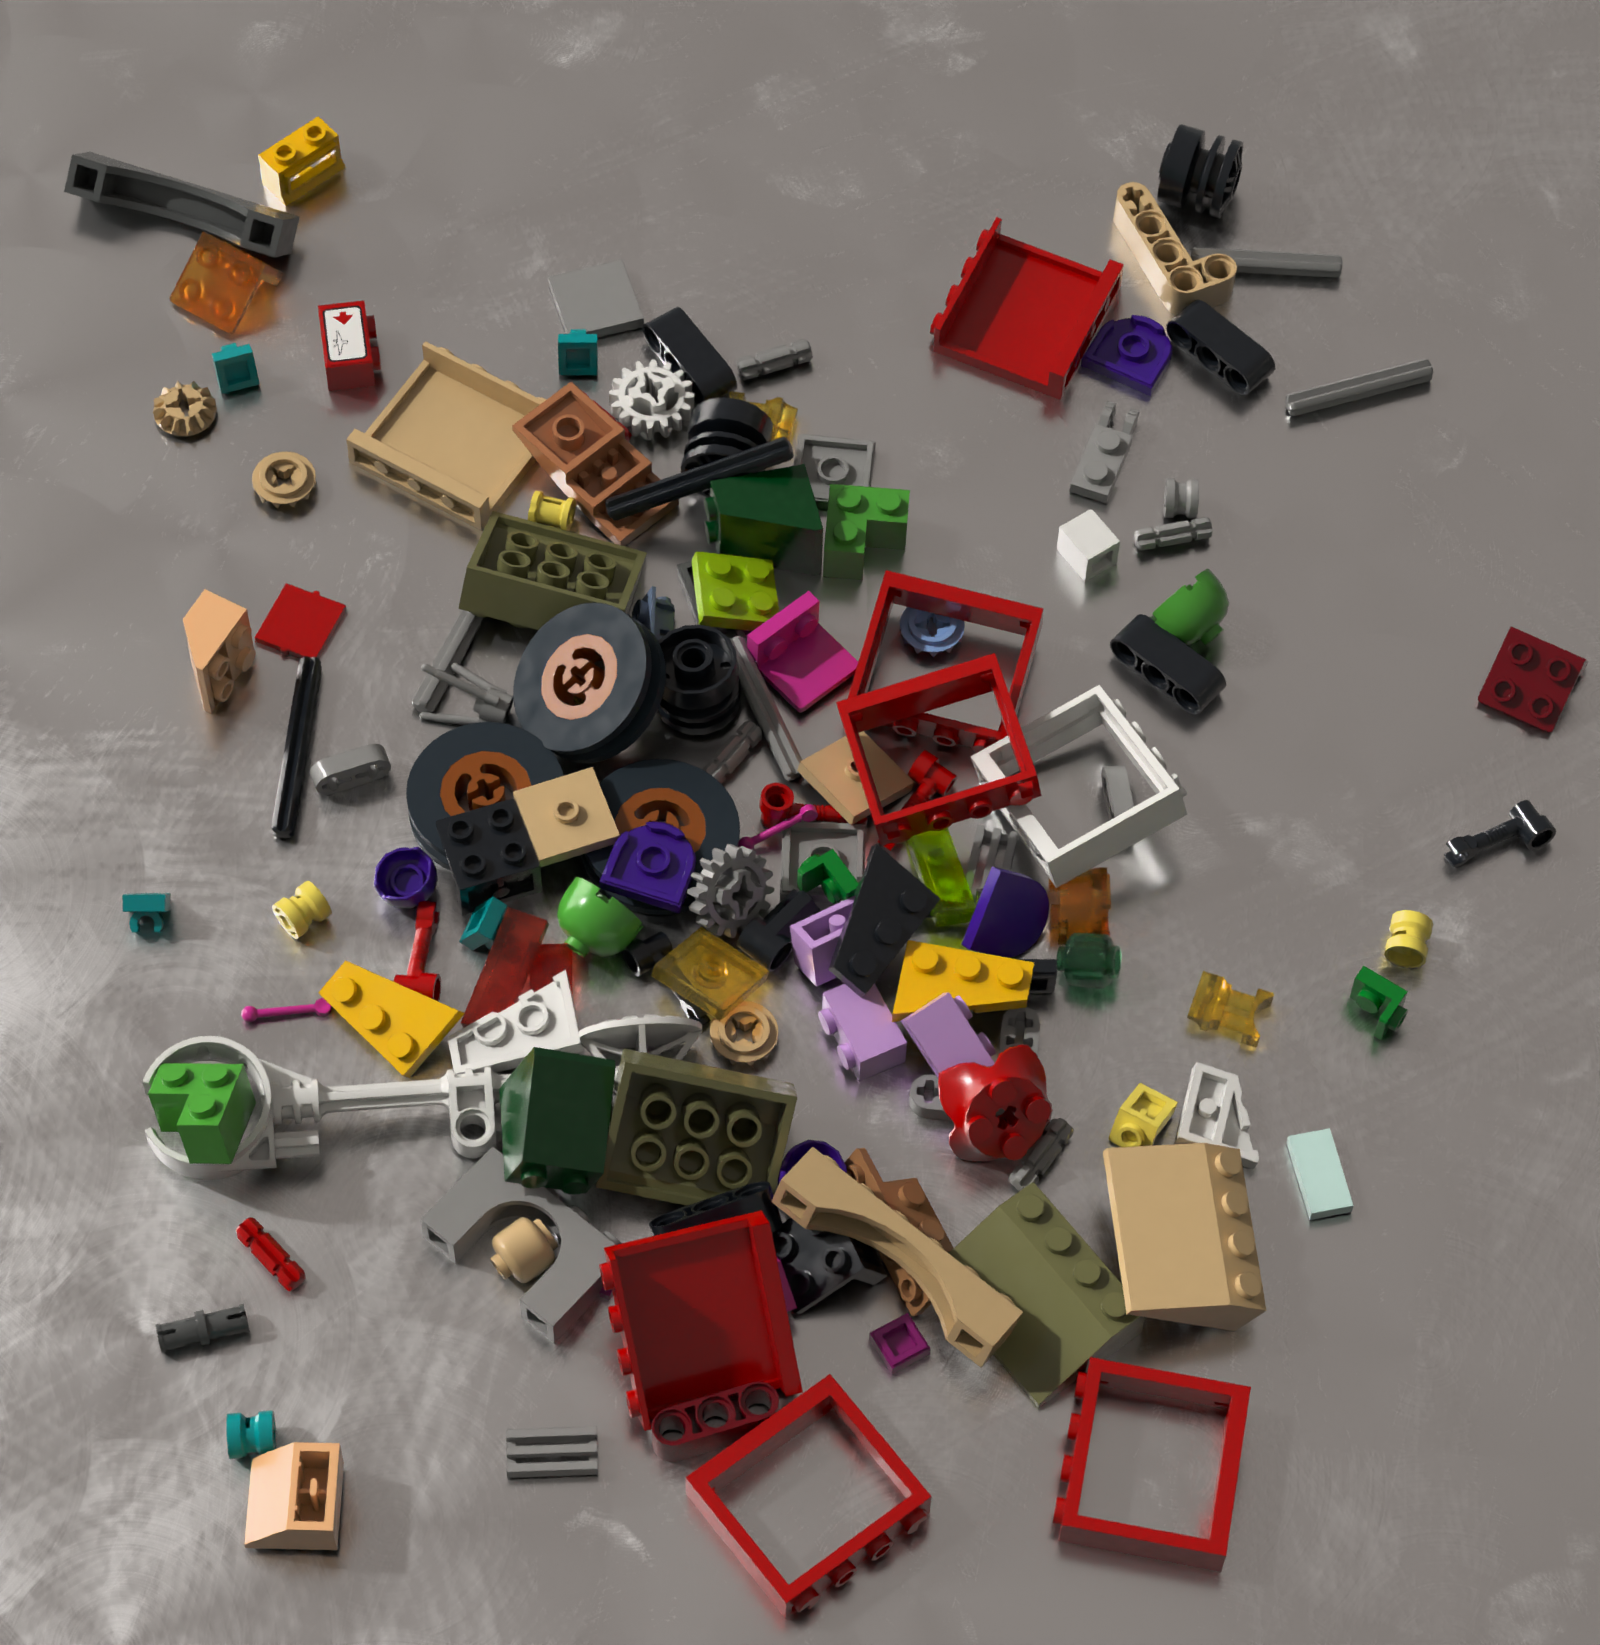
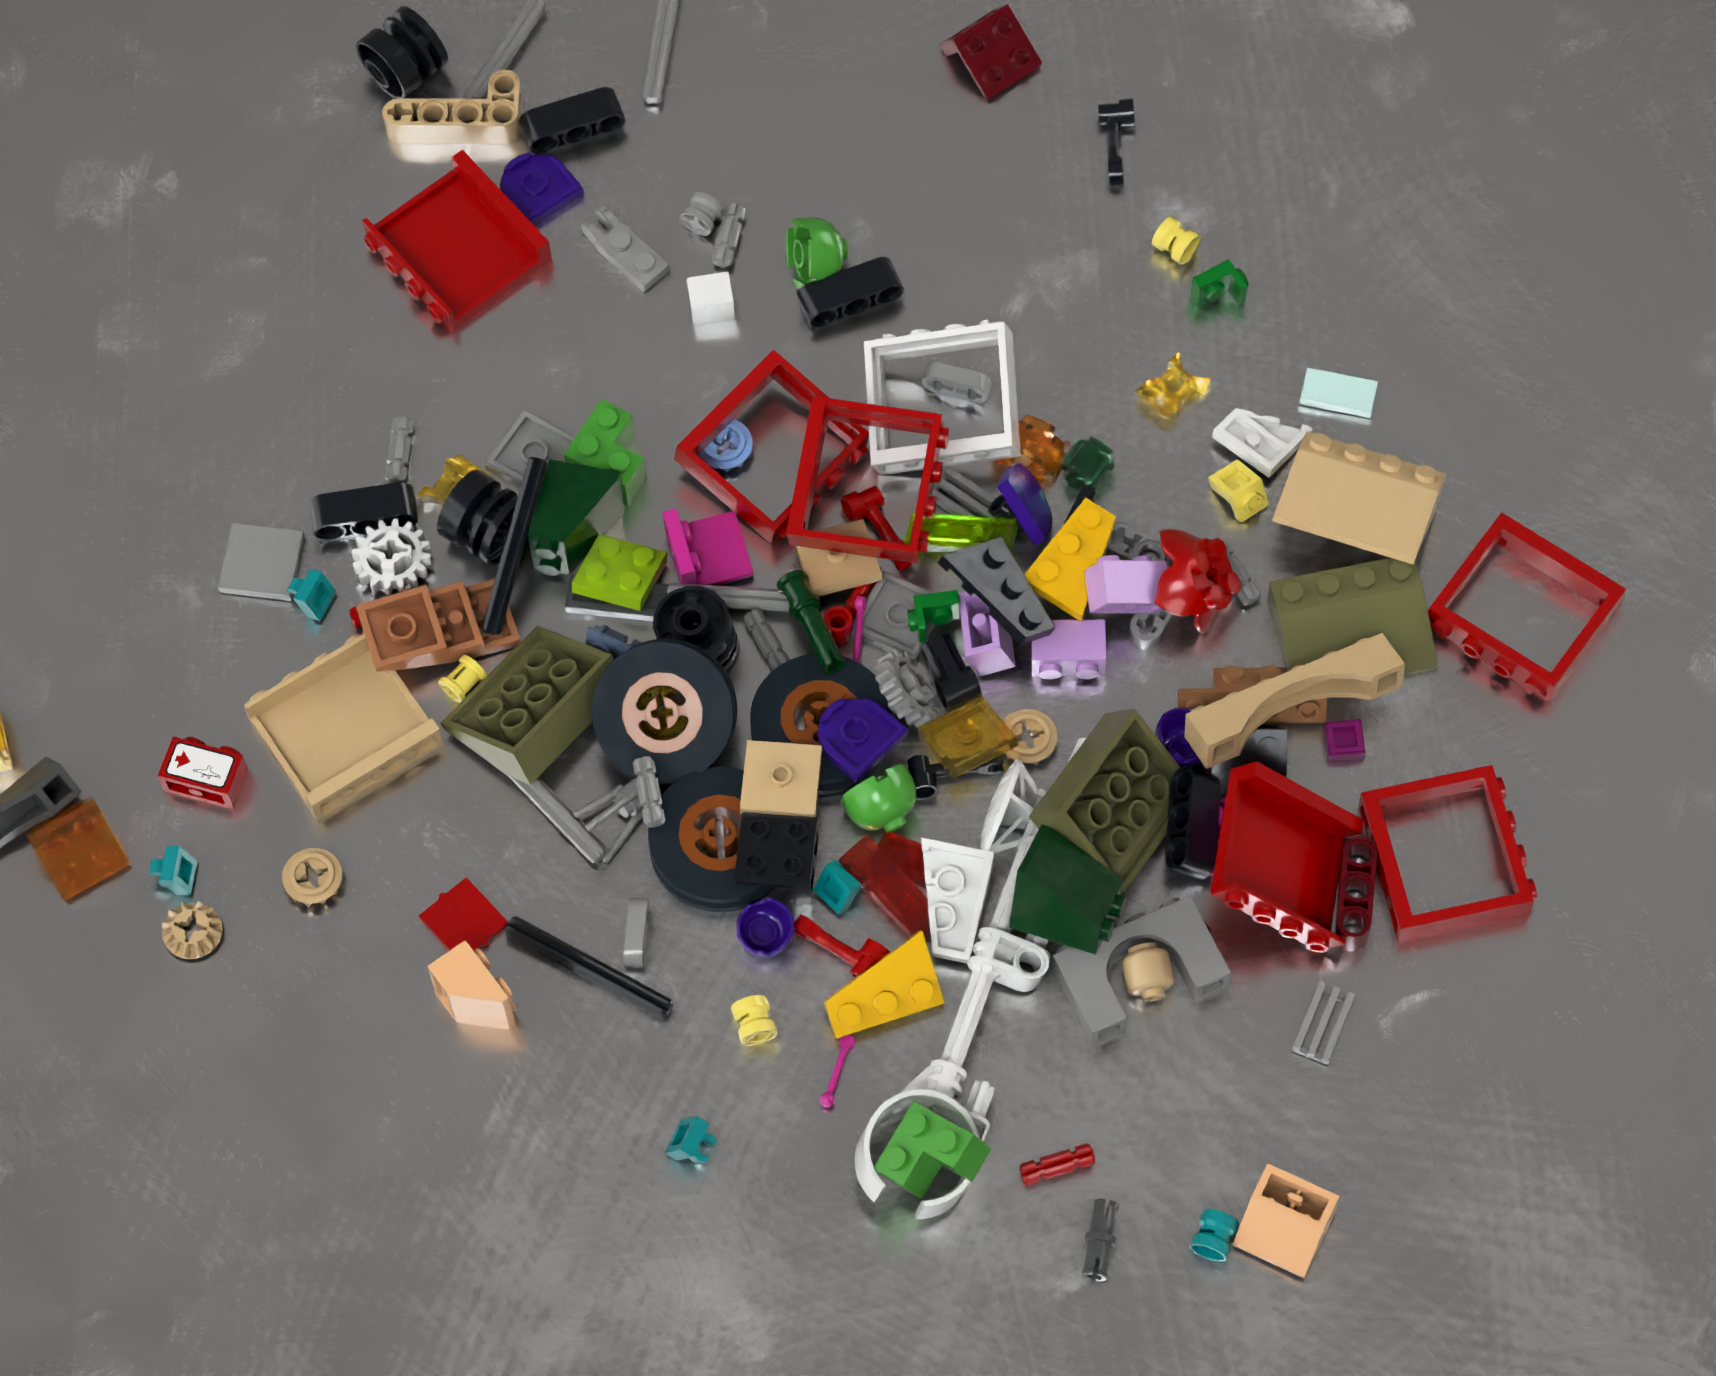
camera: 60 degrees left, 5 degrees up
(495, 707) = (649, 791): none -> light grey axle
(771, 762) = (805, 608): none -> dark green pin

